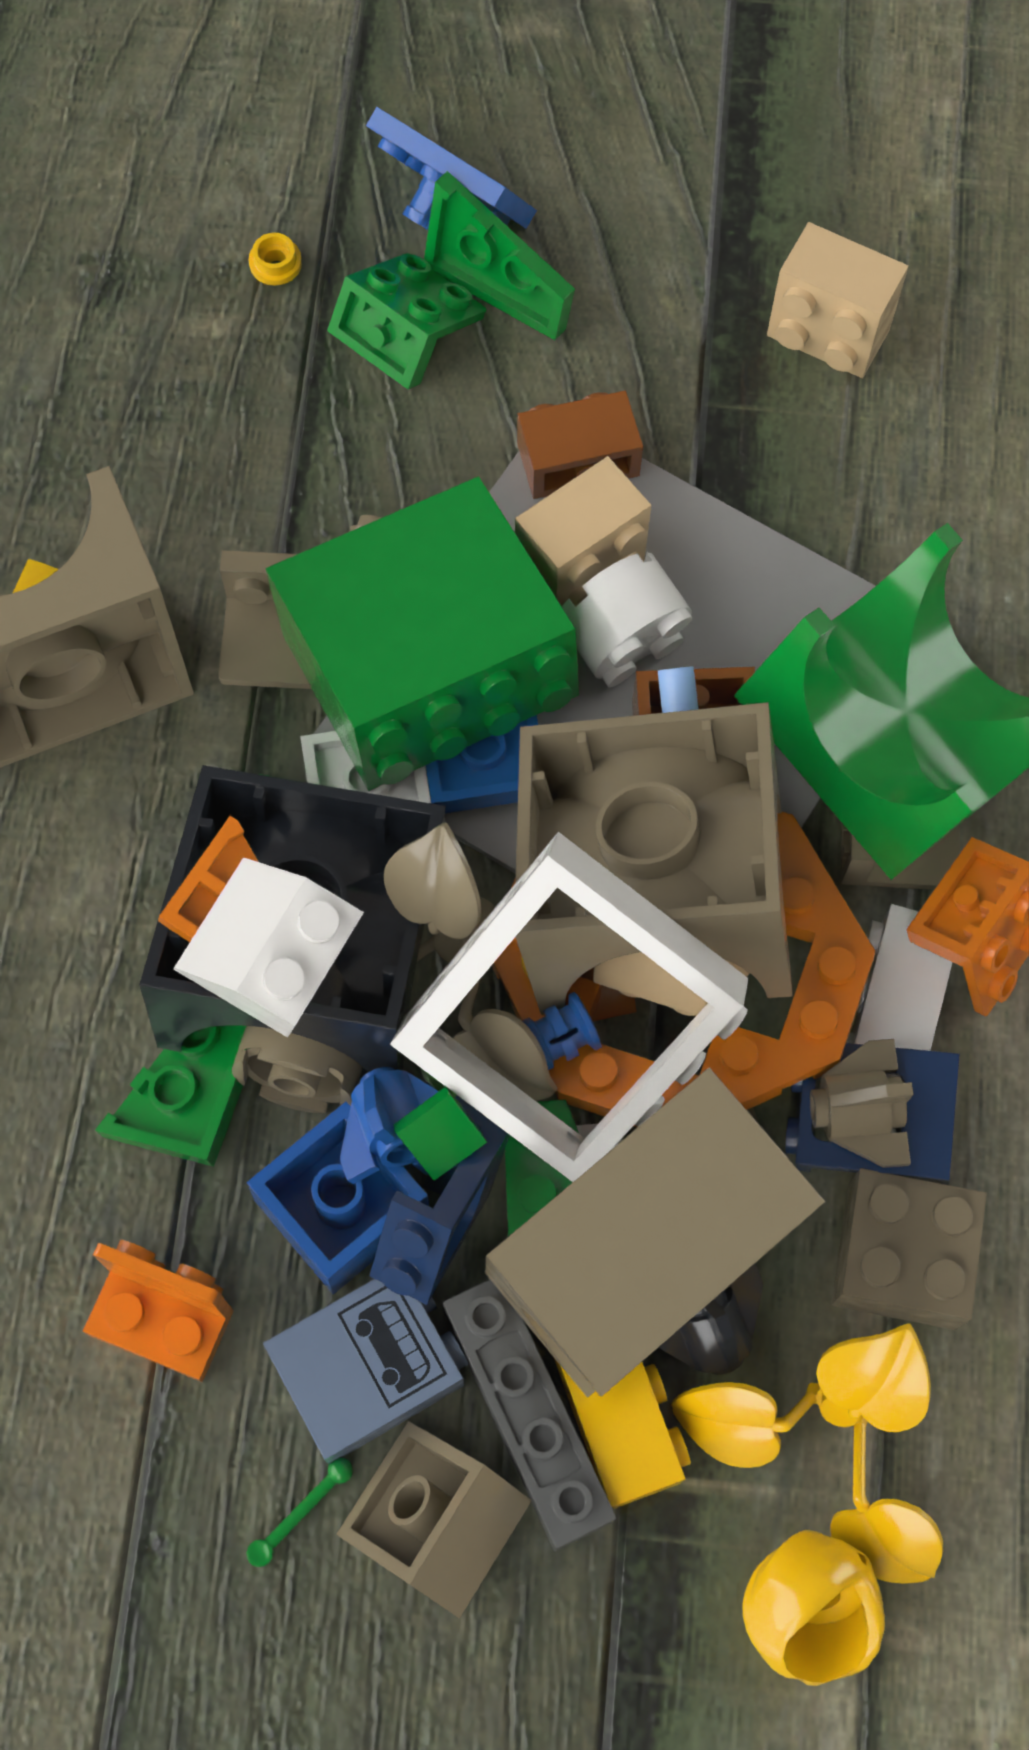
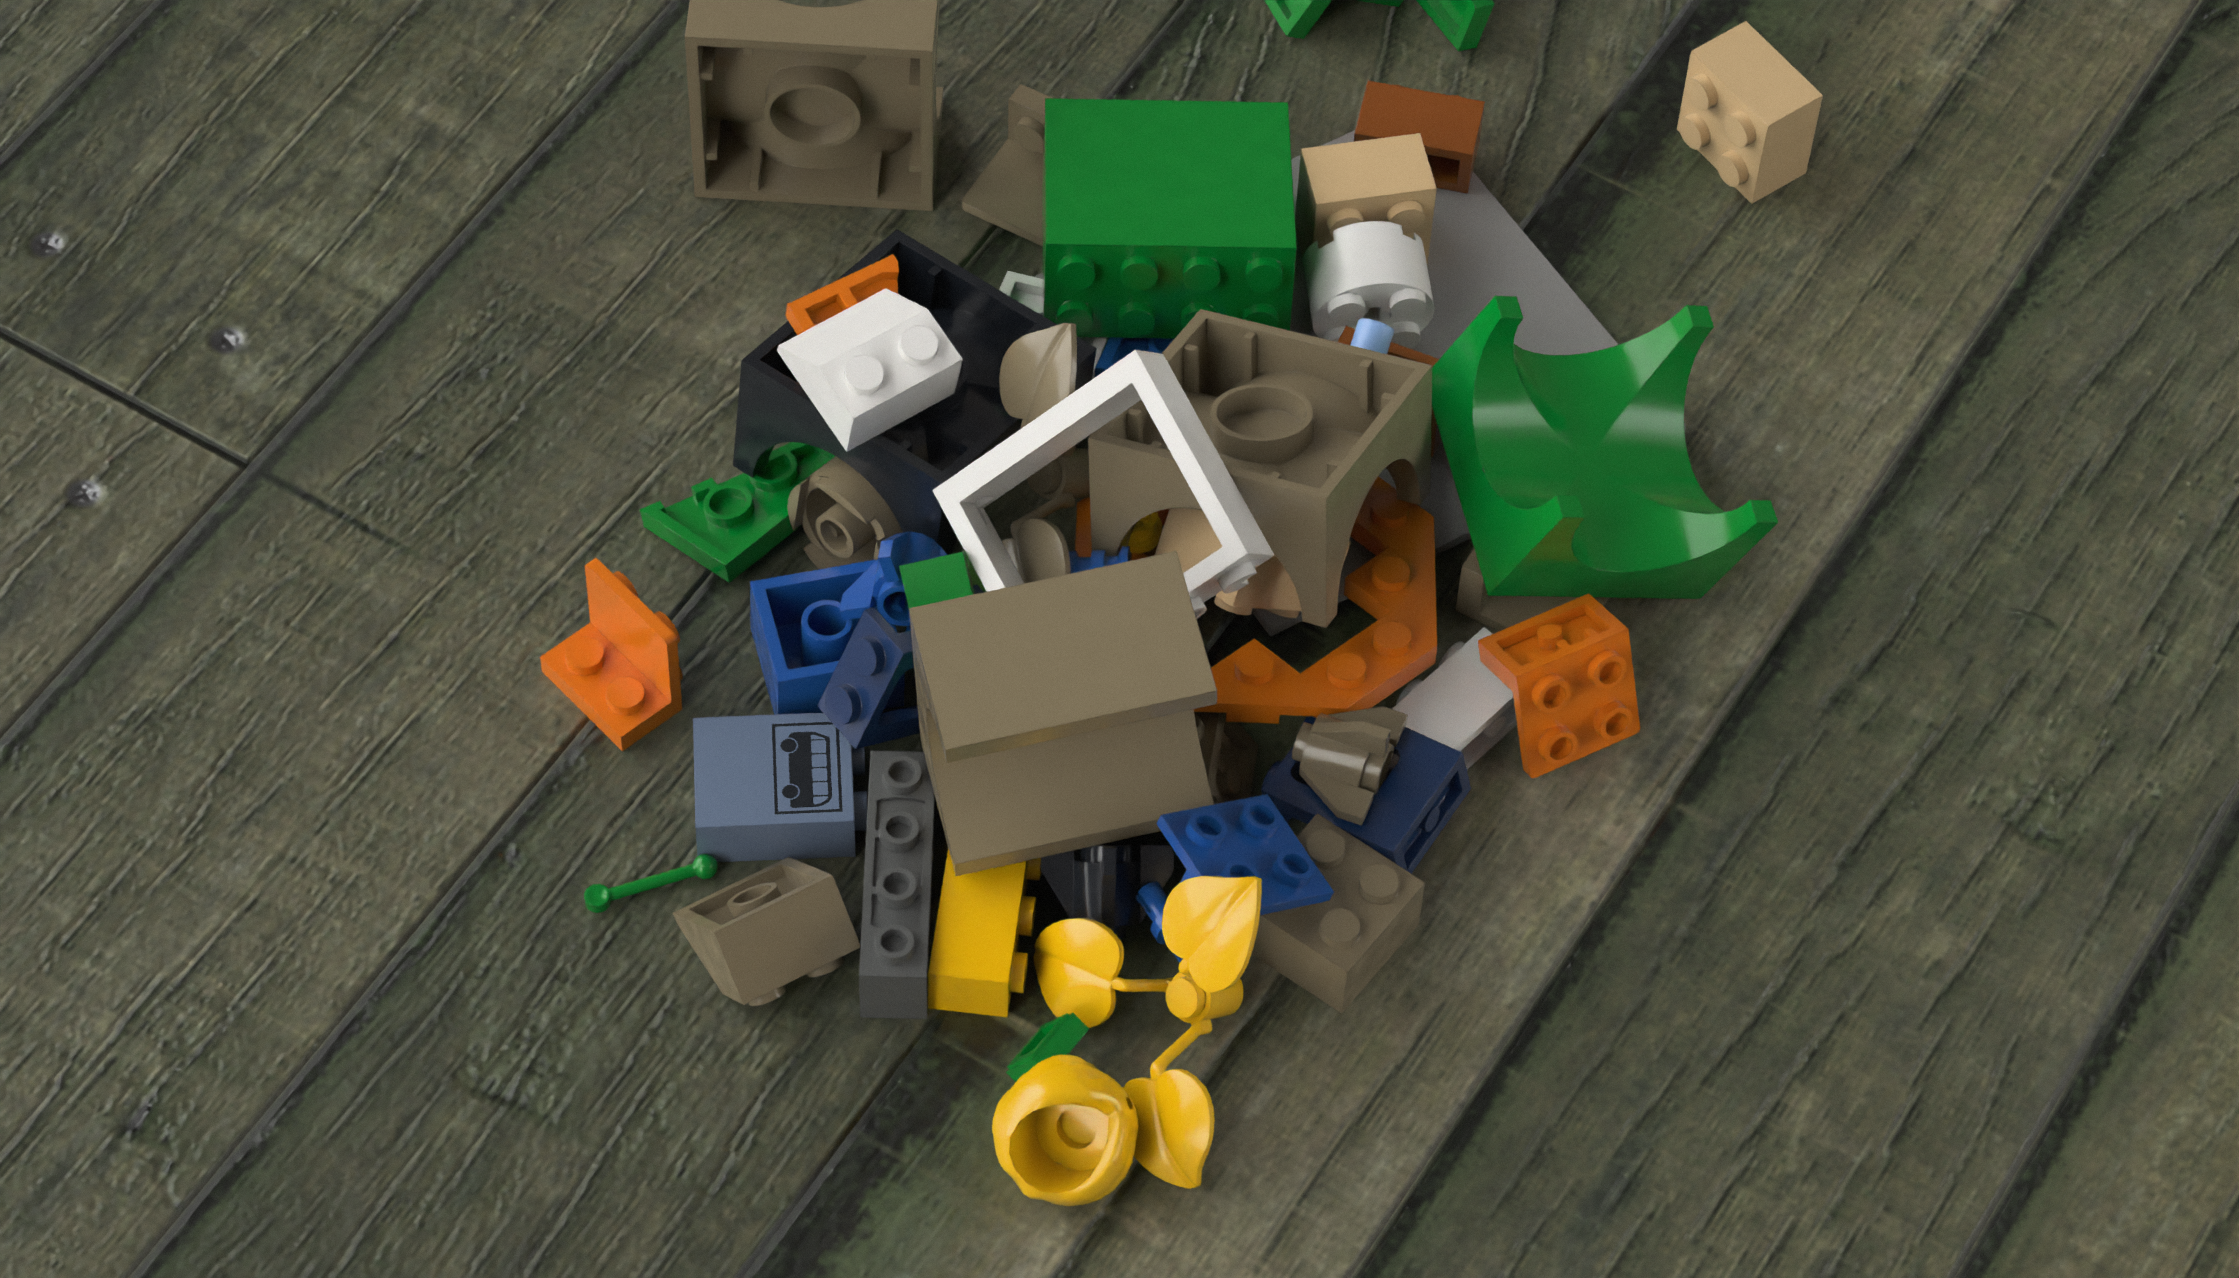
camera: 25 degrees right, 15 degrees down
(744, 1516) = (1051, 1039): none -> green tile
(839, 1270) = (1239, 841): none -> blue plate

